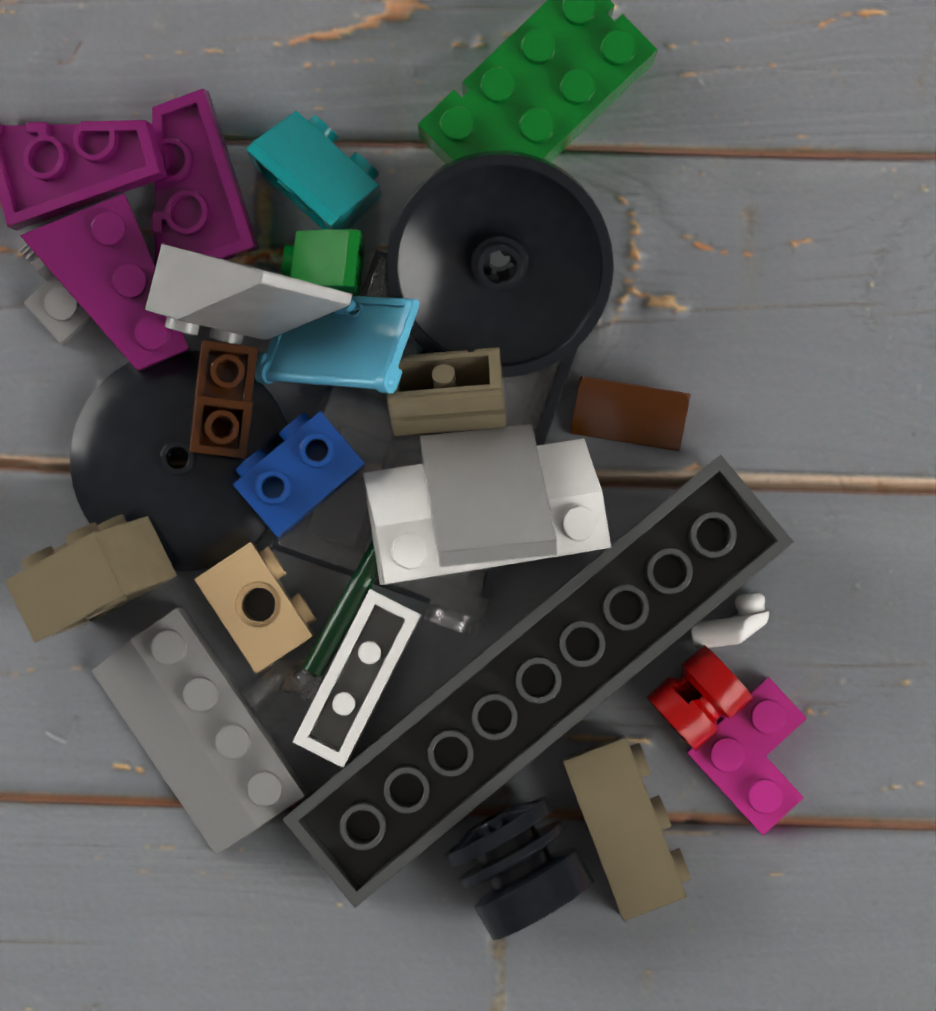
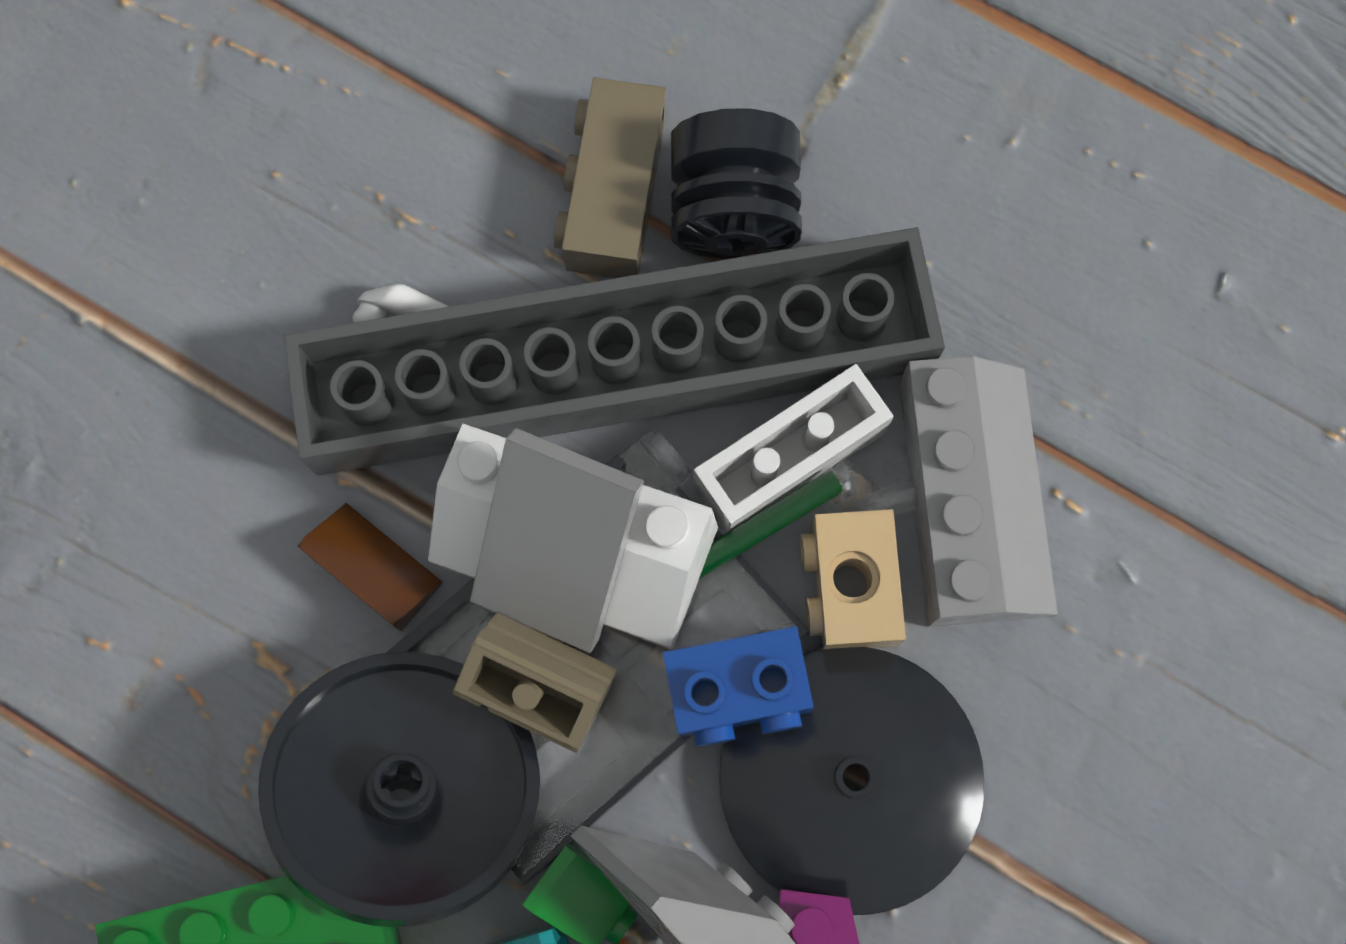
camera: 150 degrees left, 10 degrees down
(89, 575) = (1017, 700): dark tan brick -> none
(223, 399) = (774, 812): reddish brown slope -> none
(344, 347) = (614, 787): medium azure door -> none
(701, 677) = (449, 259): red wheel -> none
(738, 759) = (466, 196): dark pink plate -> none

